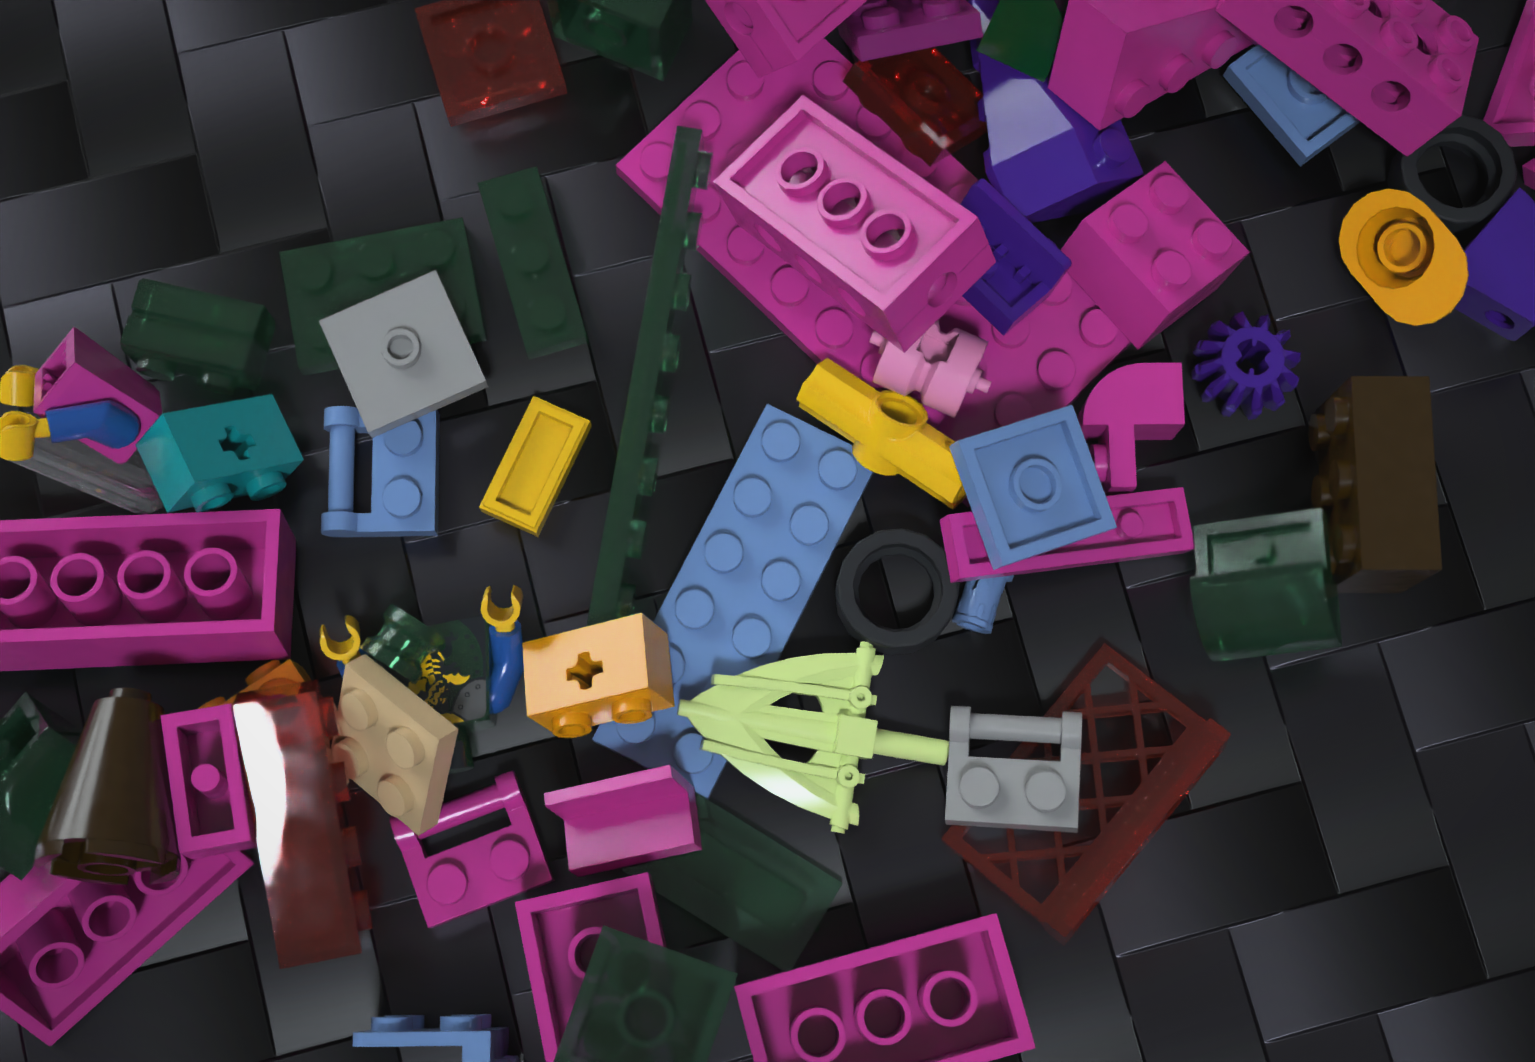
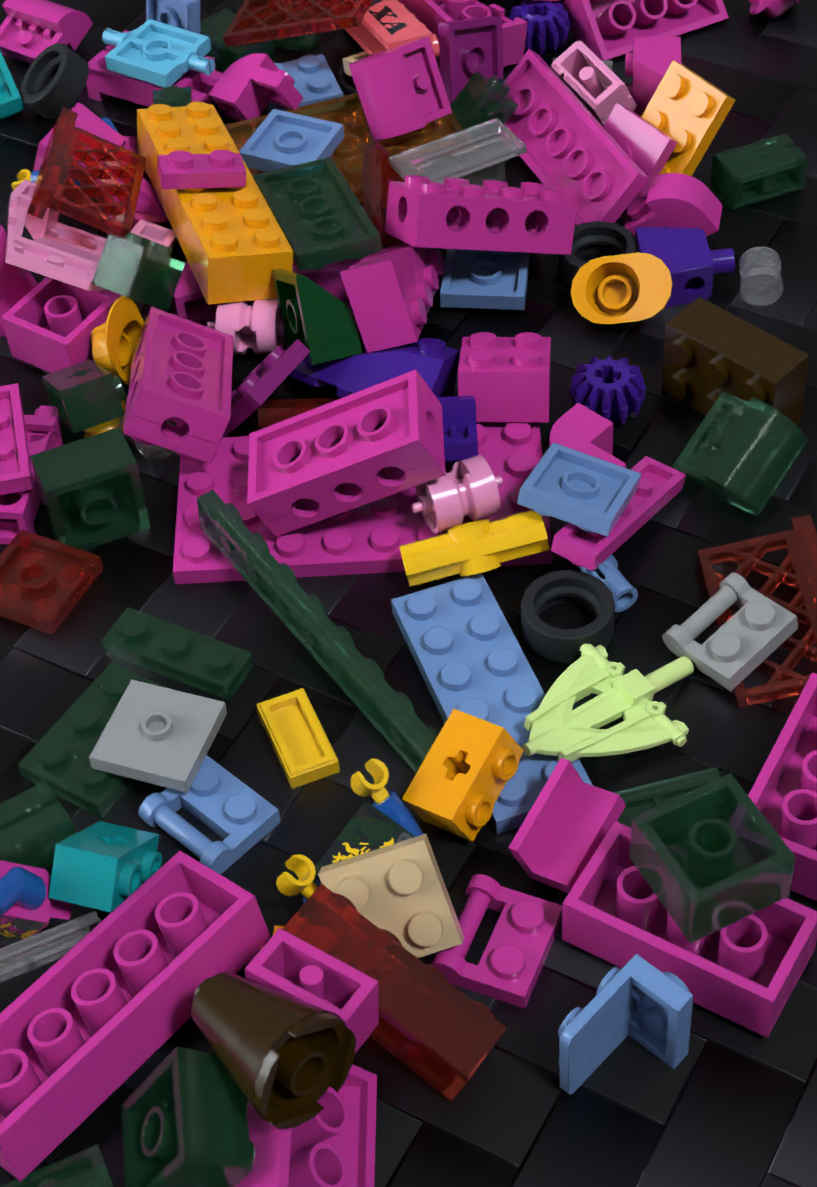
camera: 40 degrees left, 30 degrees down
(403, 643) = (336, 836): clear green wheel -> none

